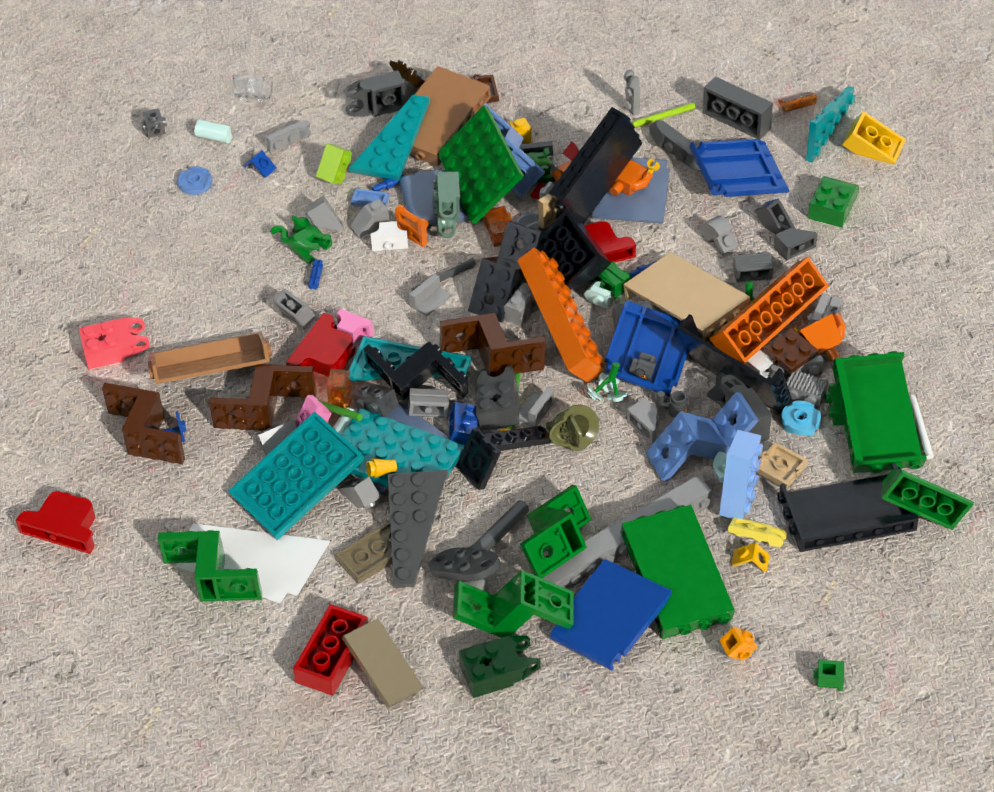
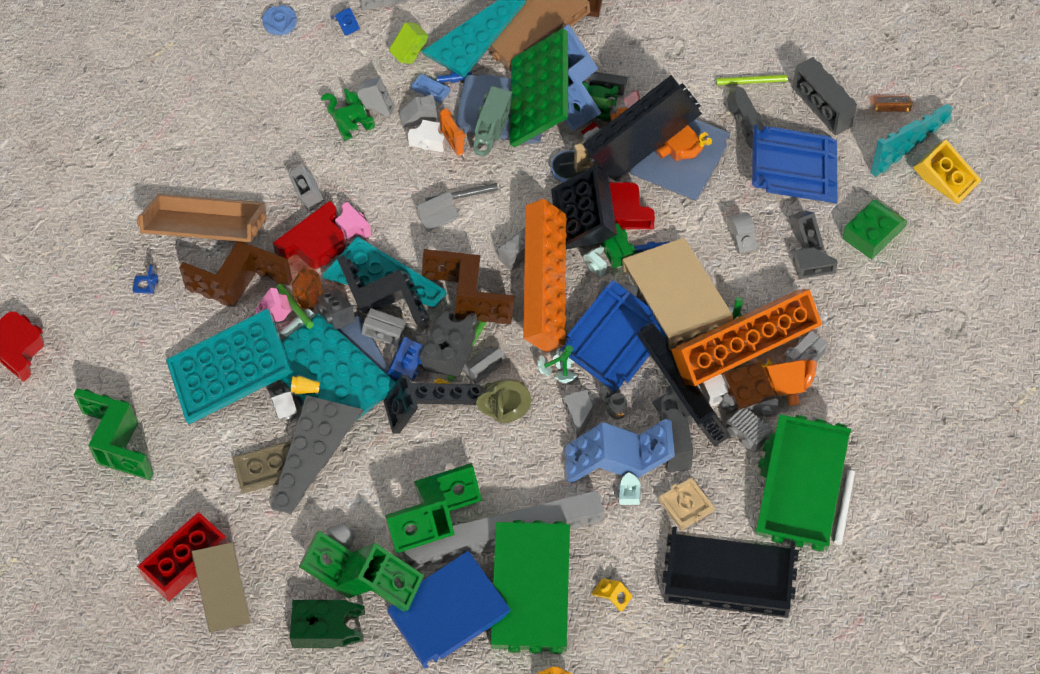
camera: 20 degrees right, 10 degrees up
(112, 341) = (129, 170): coral brick -> none
(143, 422) = (119, 266): reddish brown bracket -> none
(275, 435) = (233, 314): light grey panel -> none
(280, 563) = (170, 444): white sticker -> none
(315, 274) = (344, 155): blue axle -> none
(477, 560) = (340, 509): dark grey piece -> none
(496, 224) = (536, 157): clear orange brick -> none
(502, 273) = (507, 210): black bracket -> none
(523, 128) = (602, 58): yellow brick -> none
(632, 92) = (725, 48): light grey hinge -> none
(643, 366) = (598, 357): dark grey piece -> none
(741, 475) = (630, 509): light blue brick -> none
(753, 267) = (759, 277): dark grey brick -> none
(757, 531) = (630, 567): light yellow hinge -> none
(810, 421) = (730, 469): medium azure plate -> none
(924, 498) = (801, 593): green slope -> none

